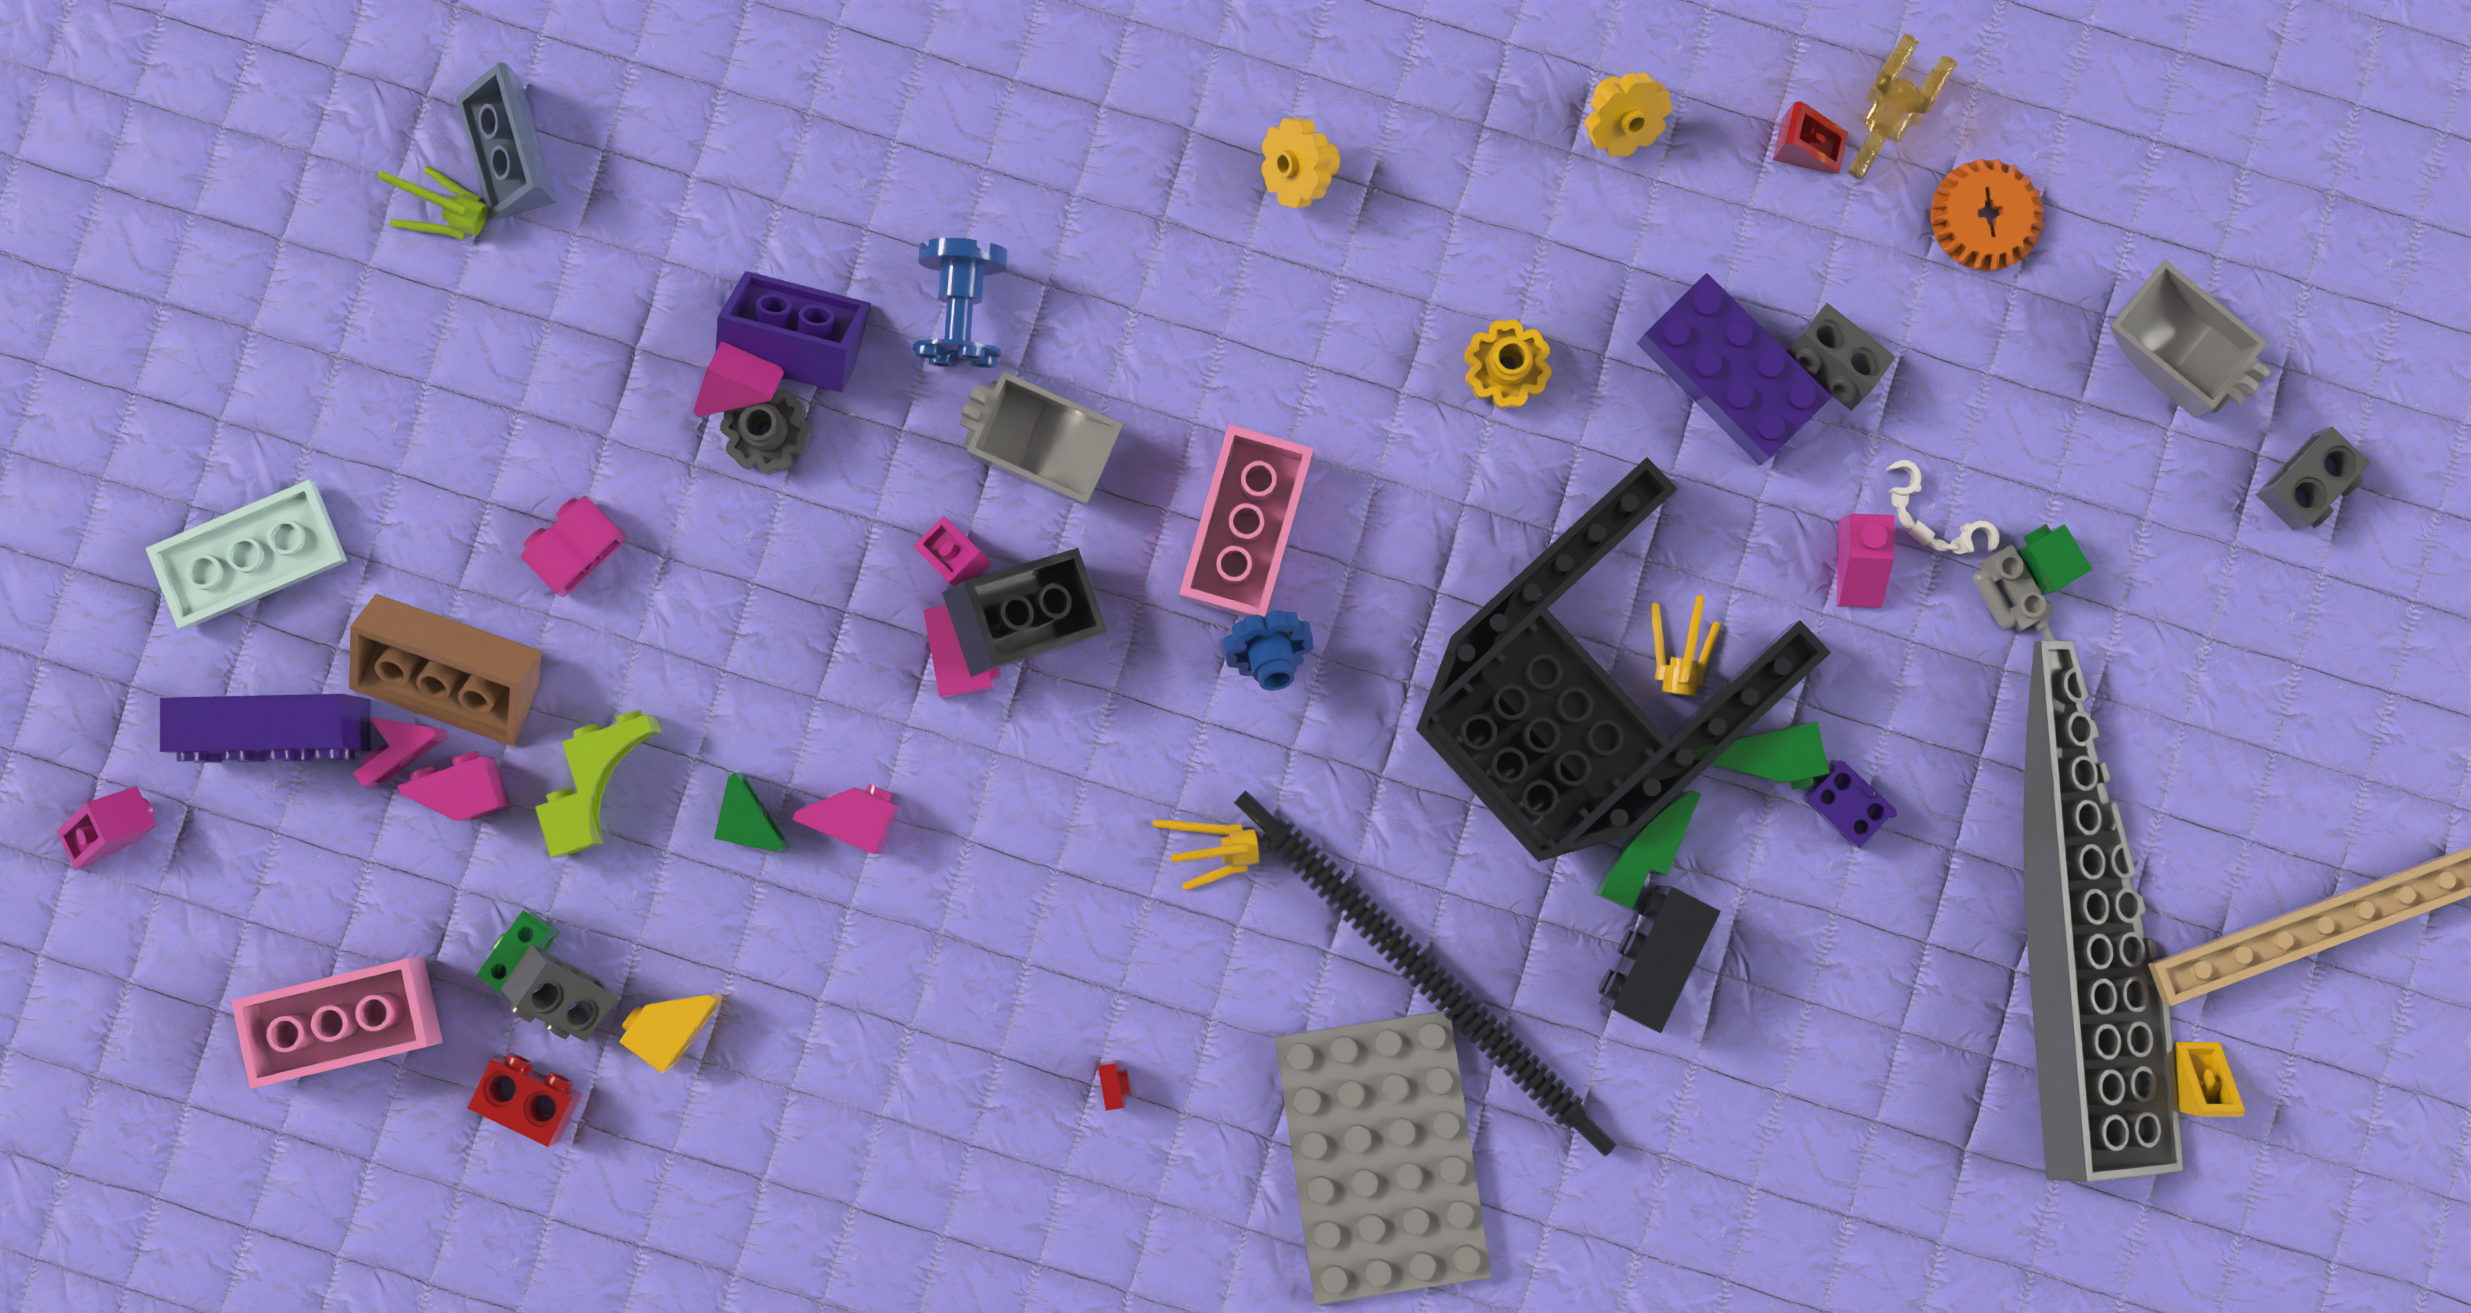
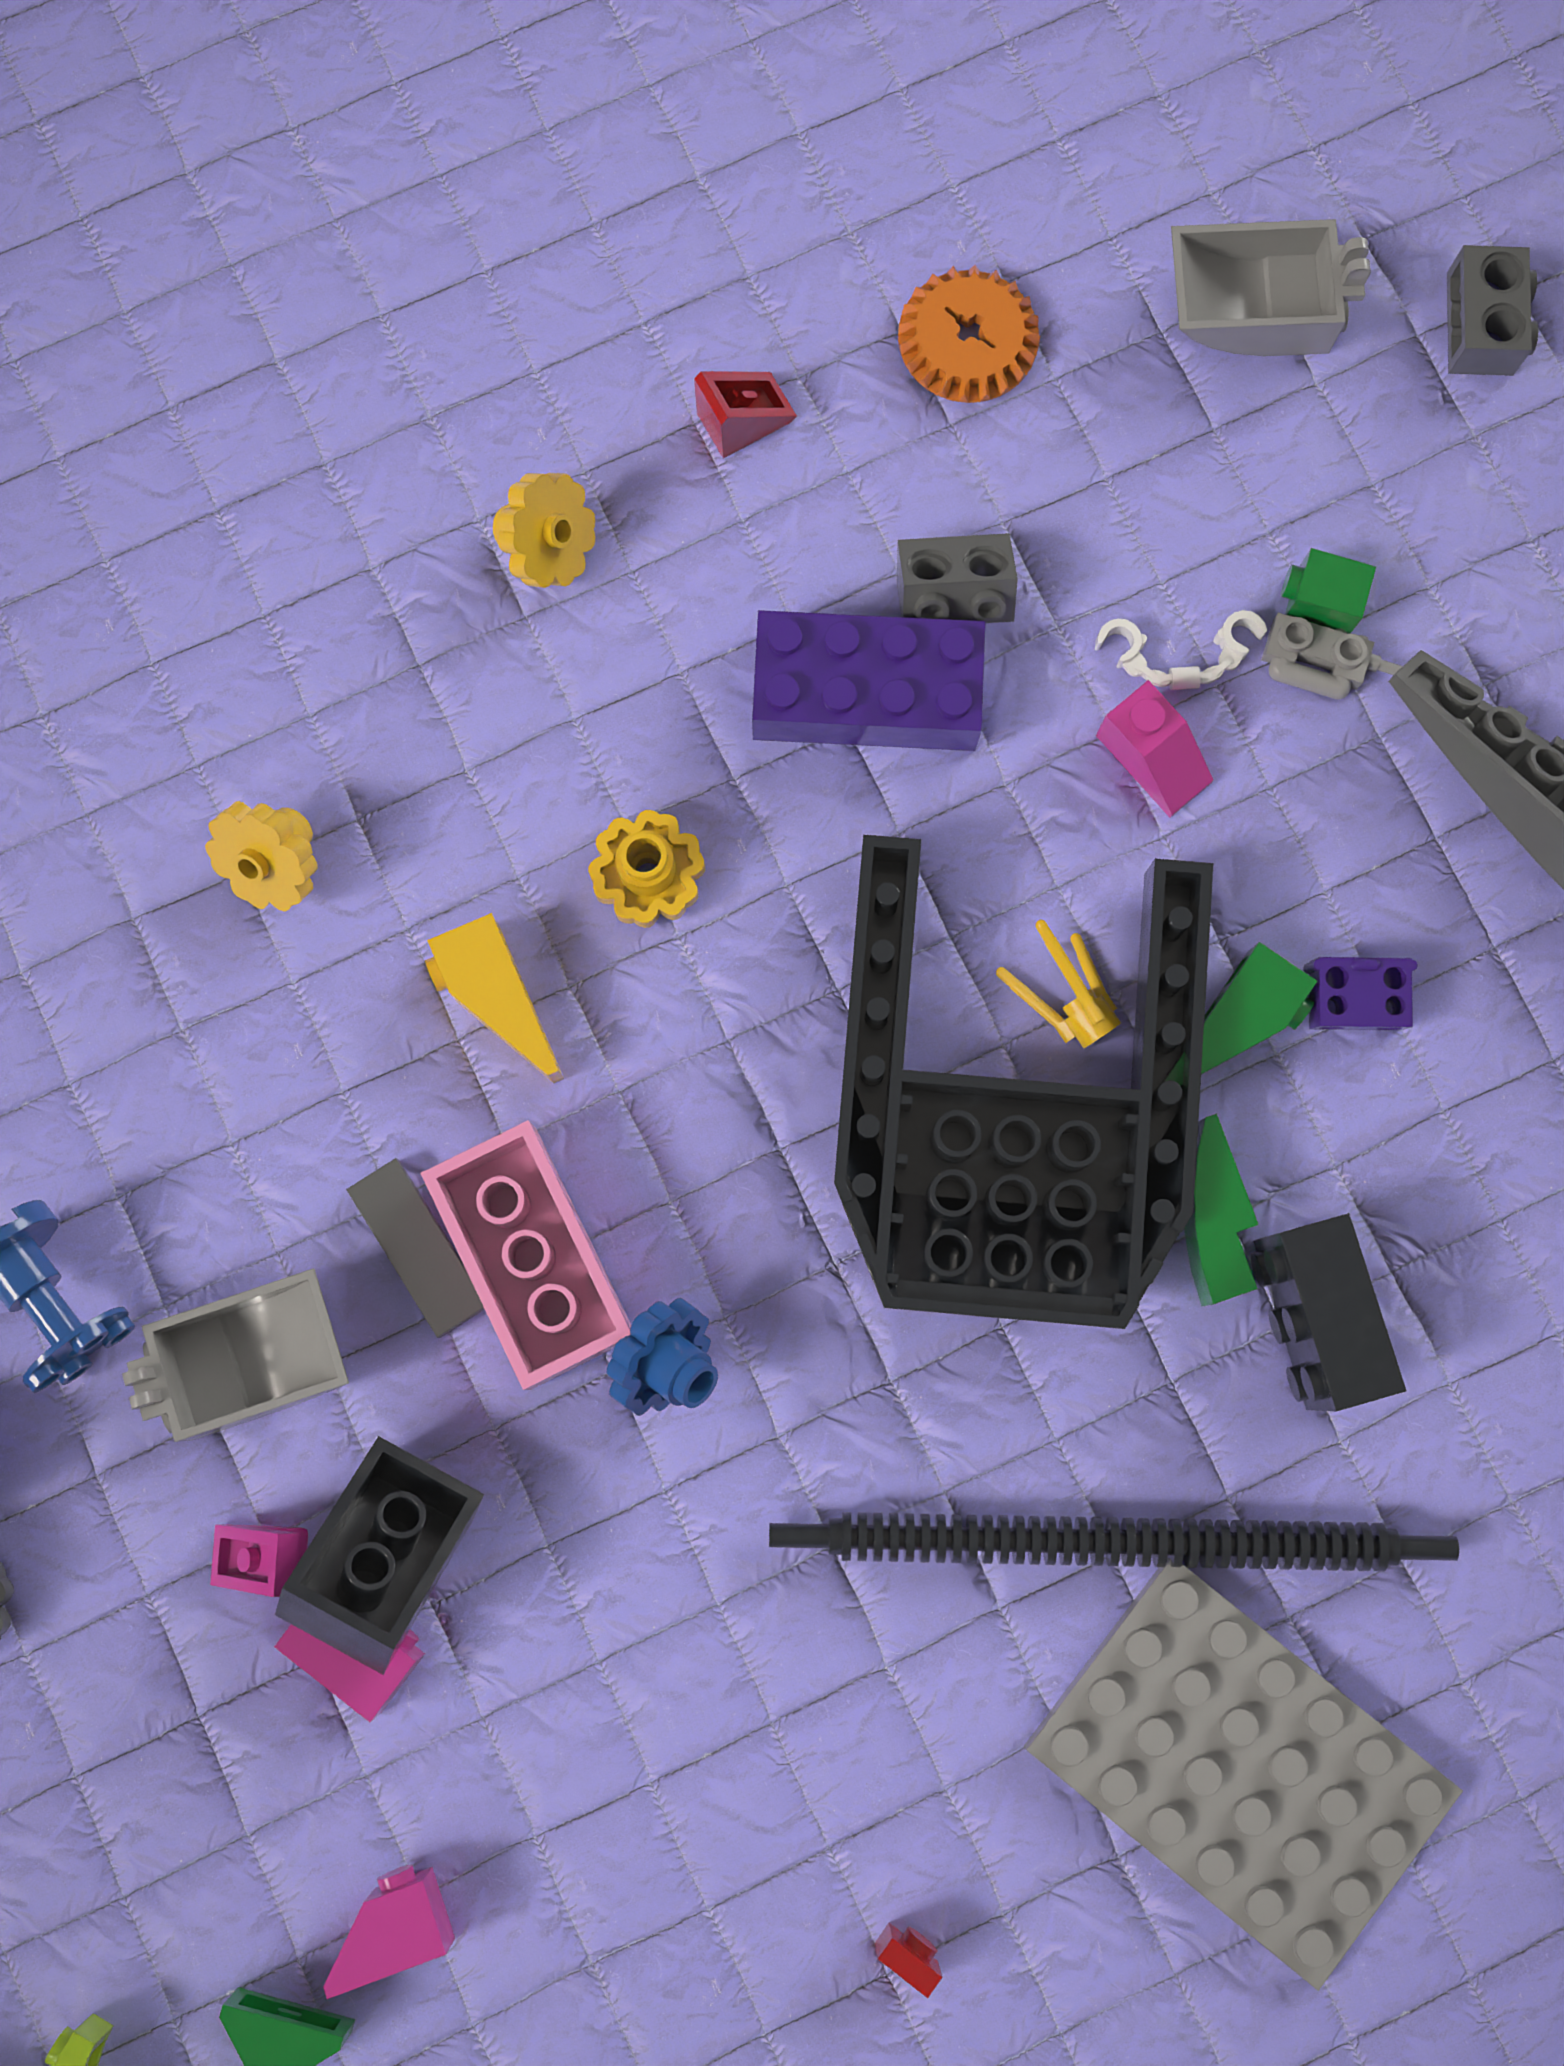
camera: 40 degrees left, 5 degrees down
(1187, 463) = (416, 1247): none -> dark grey tile
(1238, 849) = (814, 1591): yellow plant -> none
(1357, 348) = (486, 982): none -> yellow slope
(1898, 102) = (792, 300): clear yellow plant -> none

